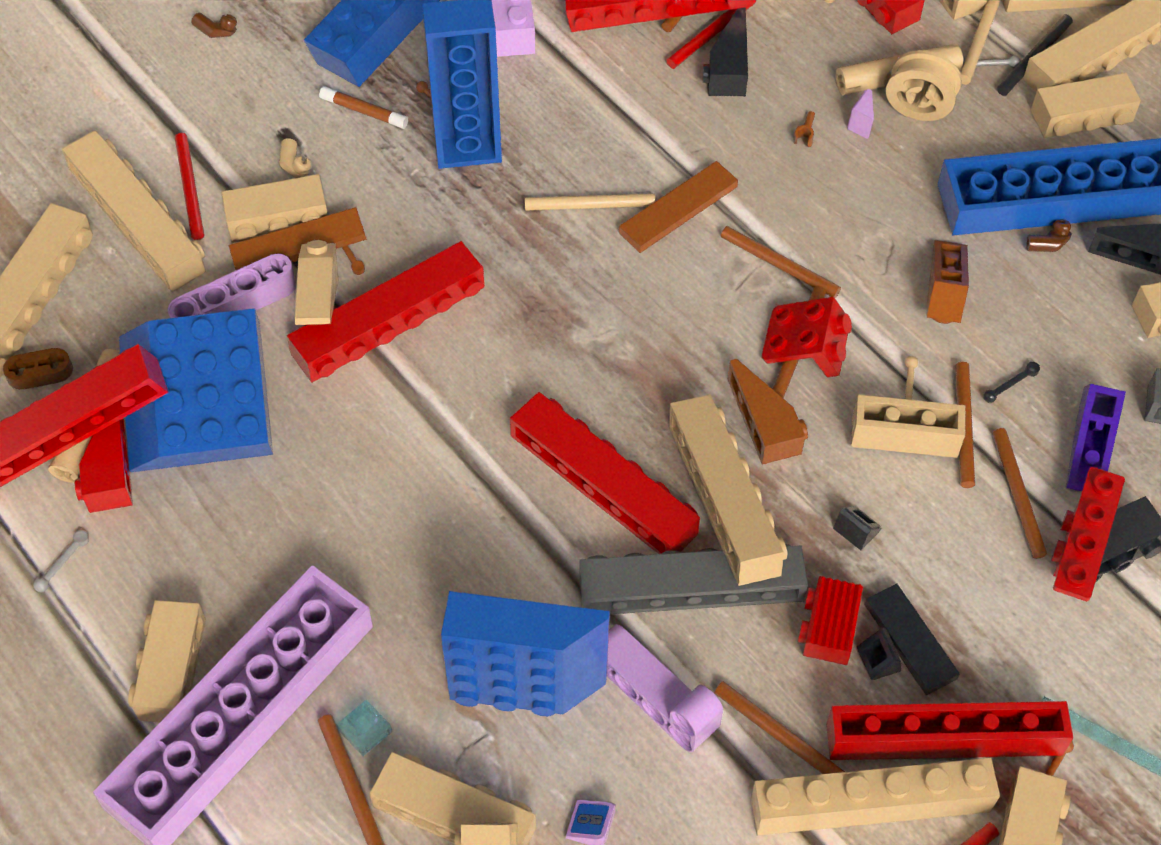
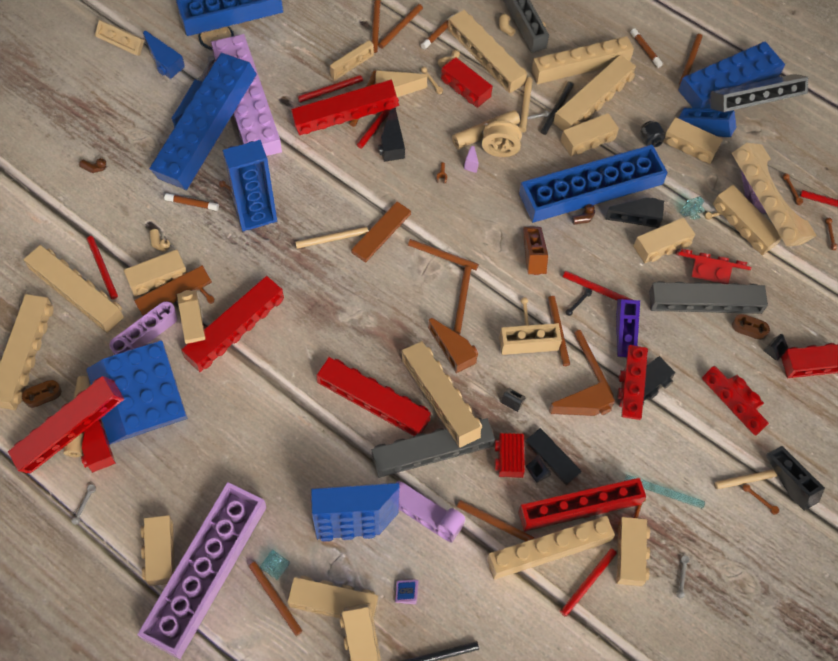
camera: 15 degrees left, 5 degrees up
(806, 331) = (466, 294): red bracket -> none
(991, 554) = (586, 402): none -> dark orange slope
(1040, 357) = (593, 286): none -> red bar

